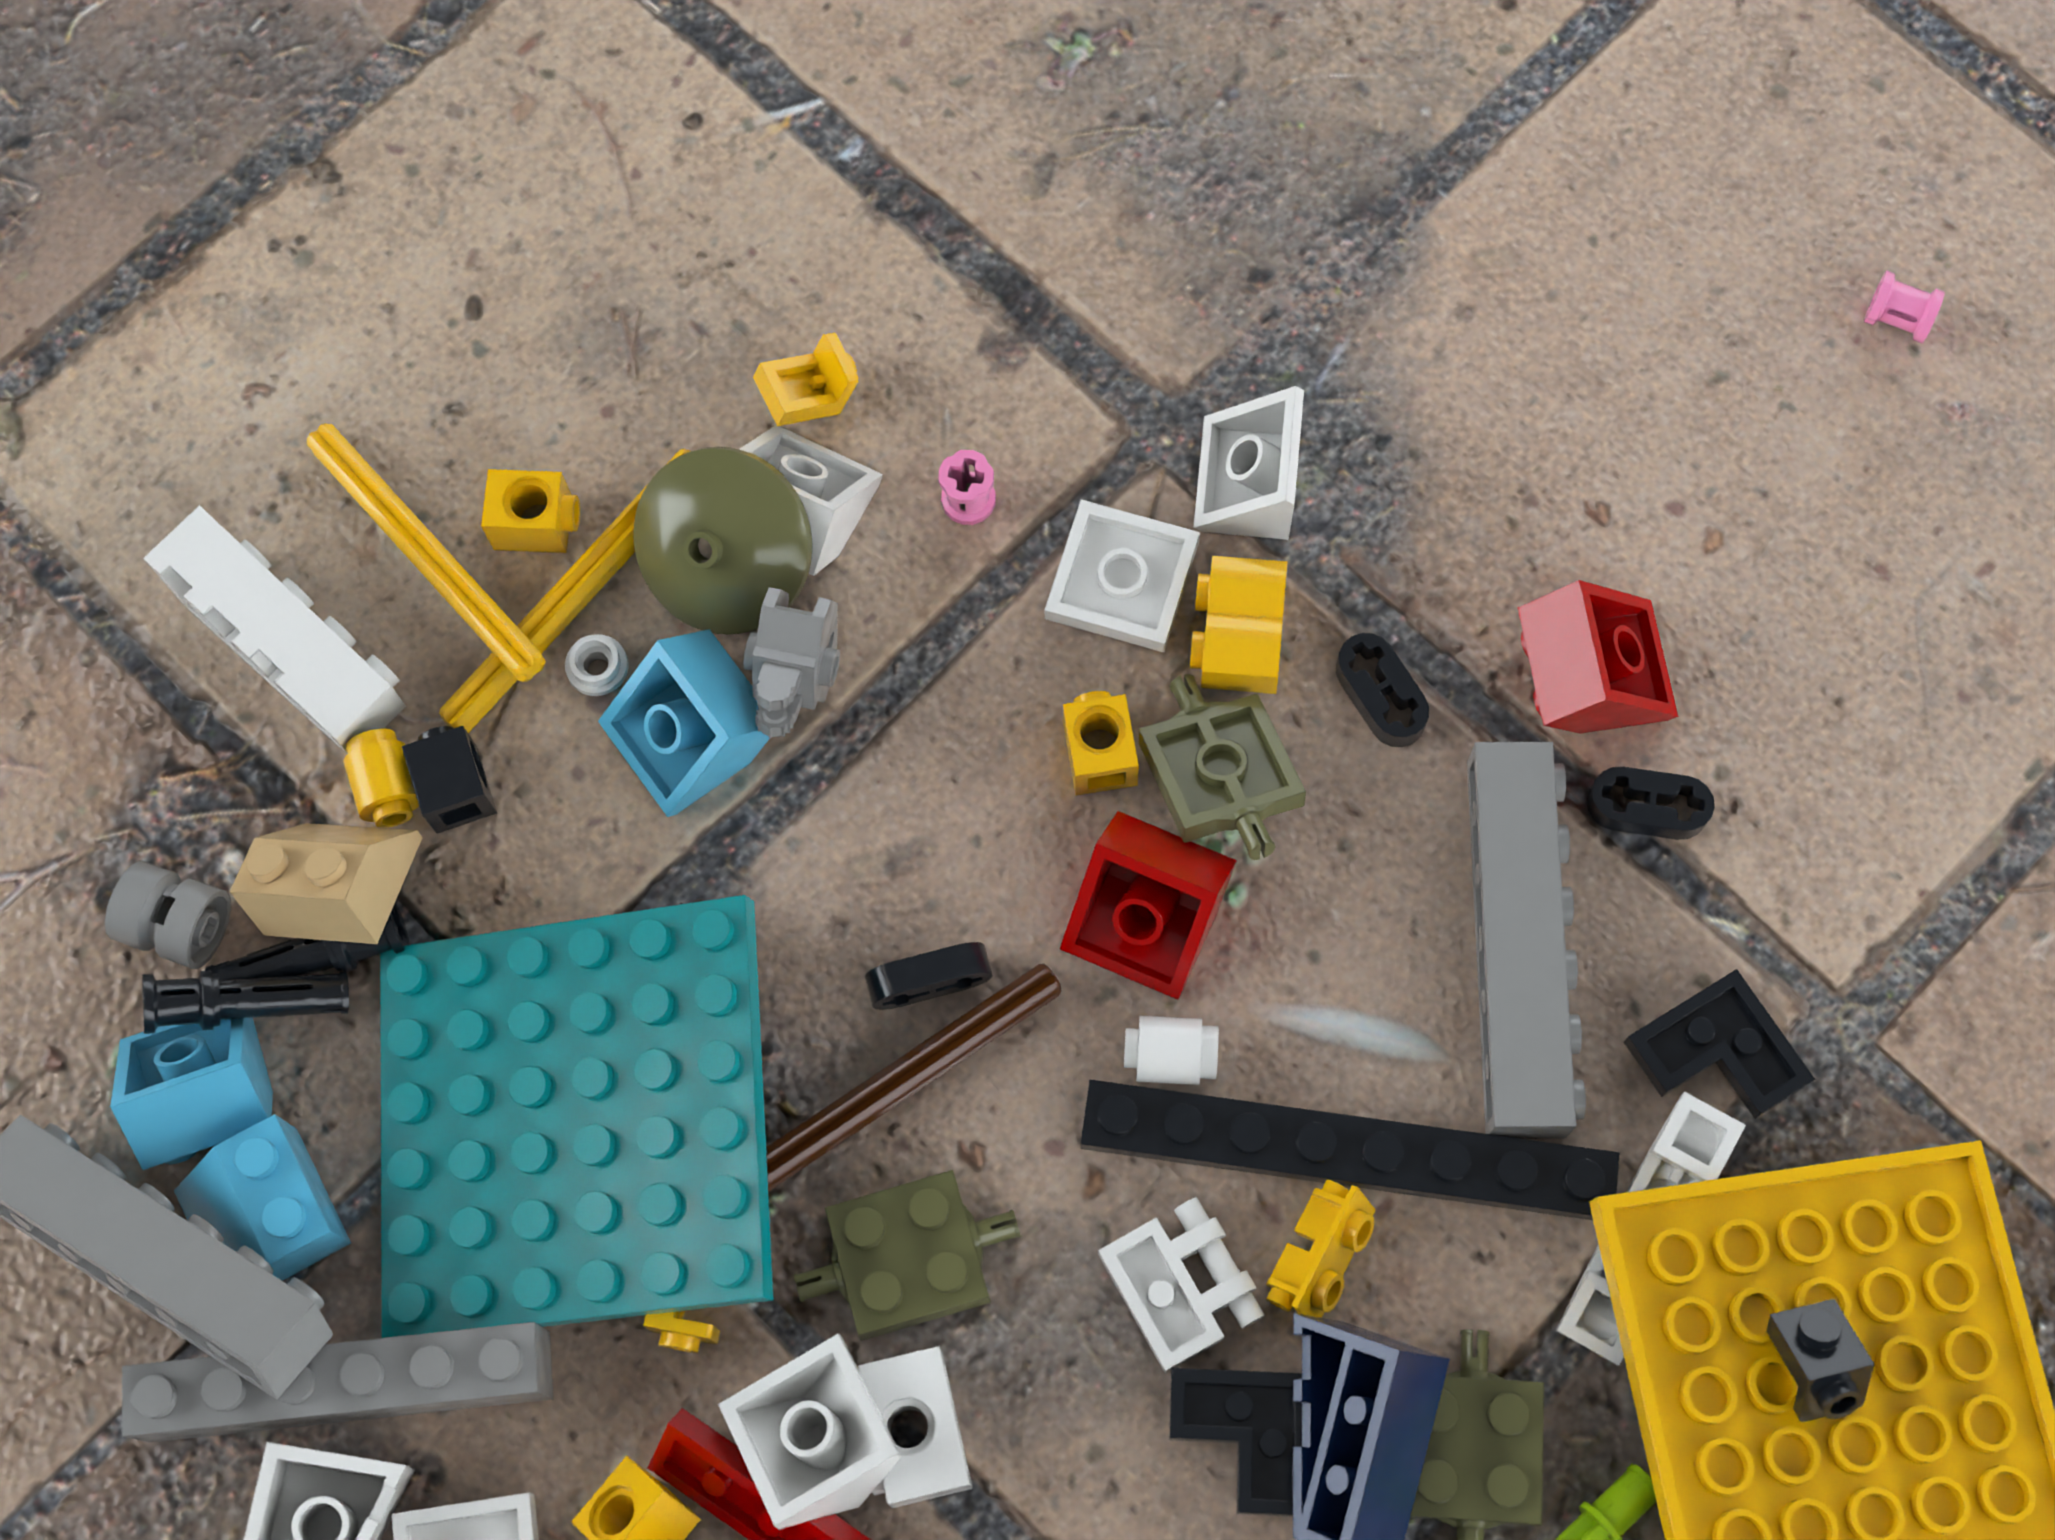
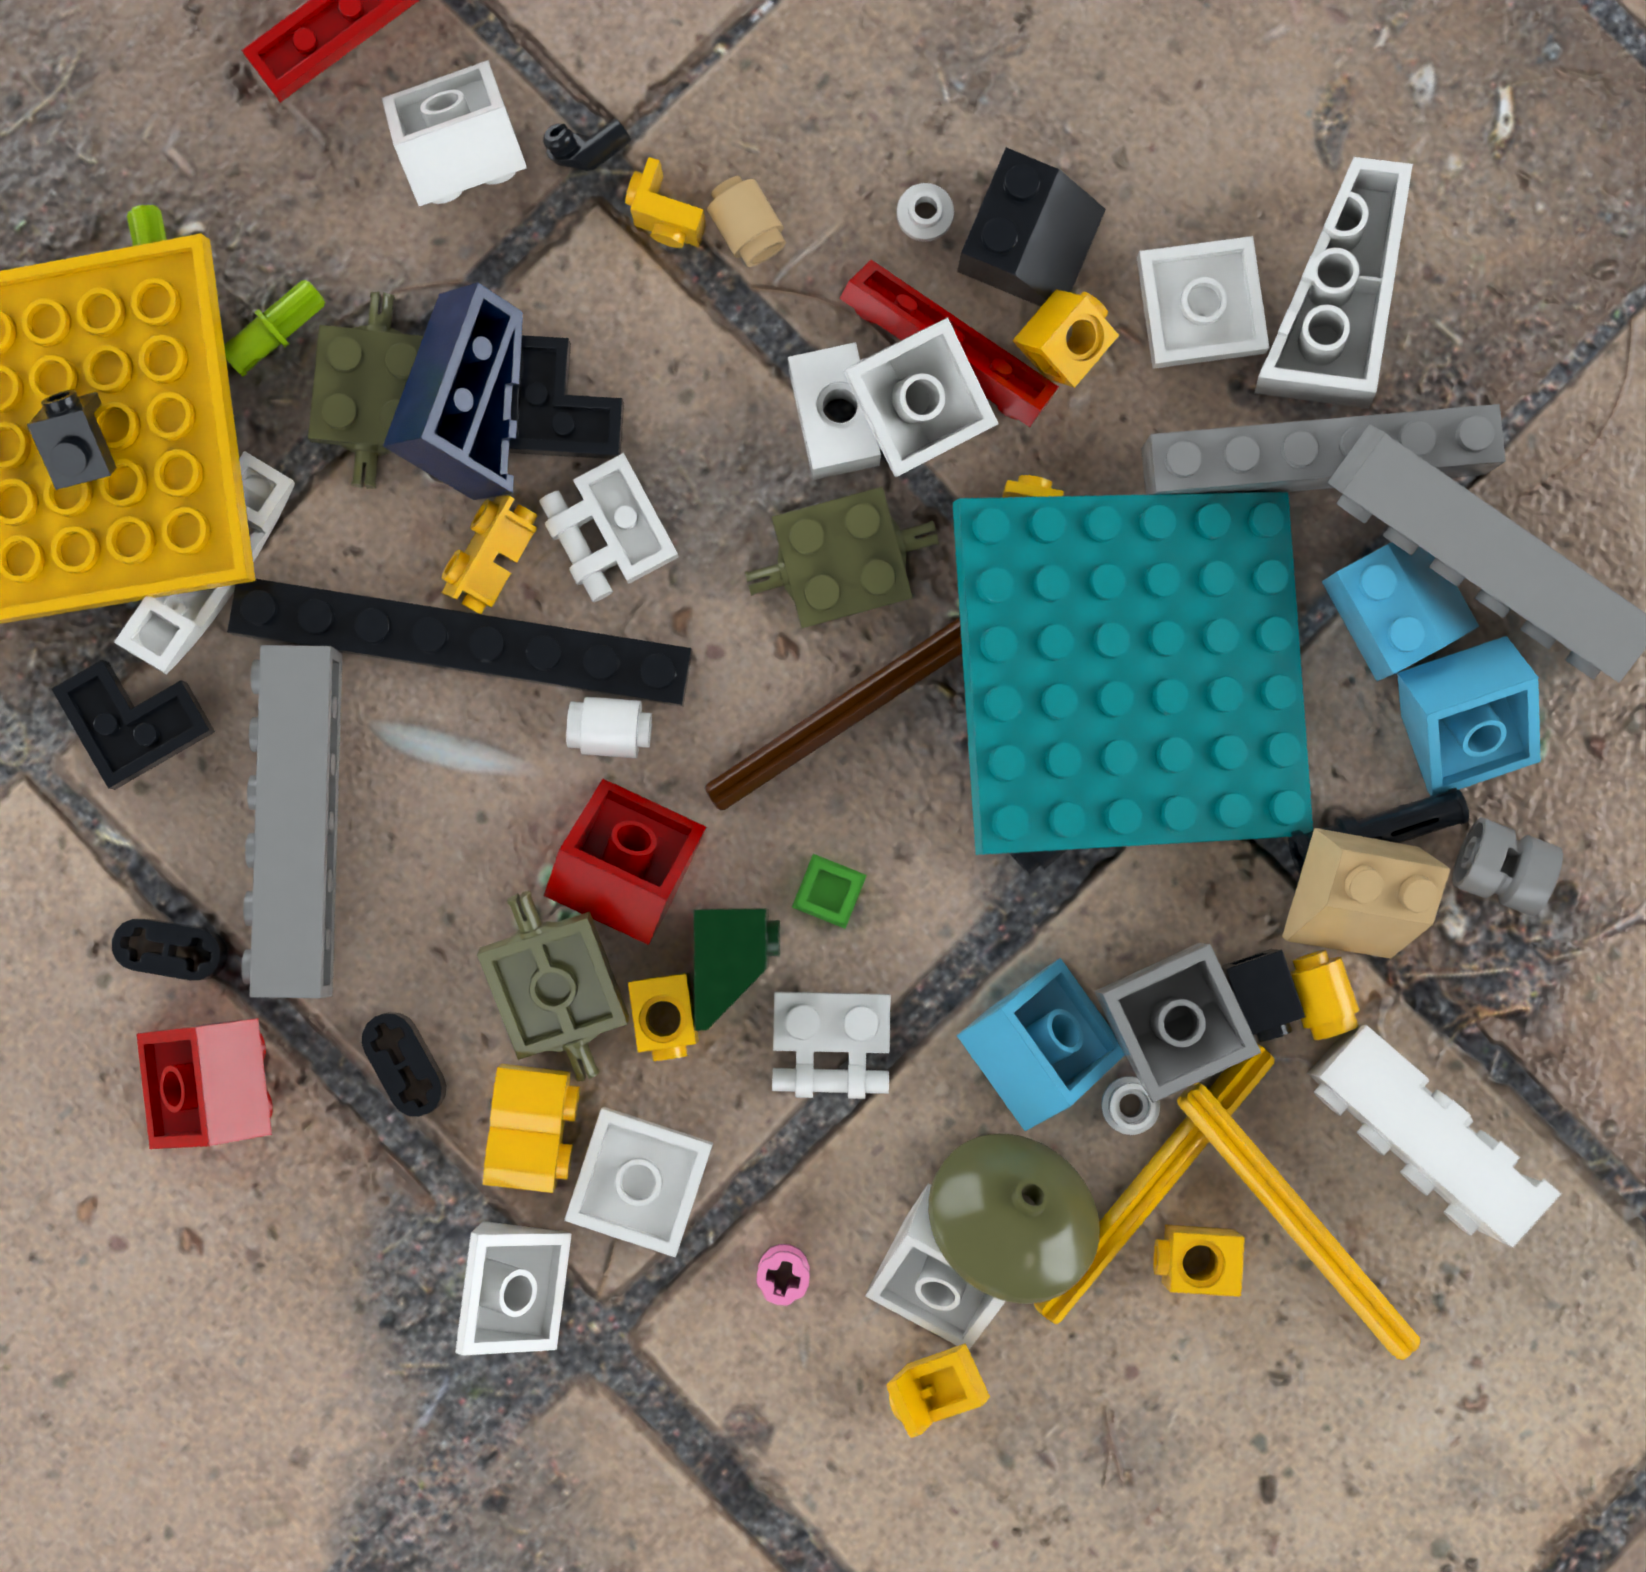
camera: 175 degrees right, 15 degrees up
(209, 1000) = (1468, 779): black pin -> none
(540, 742) = (1178, 1021): none -> light grey slope
(791, 660) = (947, 1087): light grey hinge -> none
(918, 741) = (831, 1024): none -> white plate
(921, 881) = (829, 891): none -> bright green tile
(928, 975) = (822, 799): black beam -> none
(1022, 794) = (729, 957): none -> dark green slope

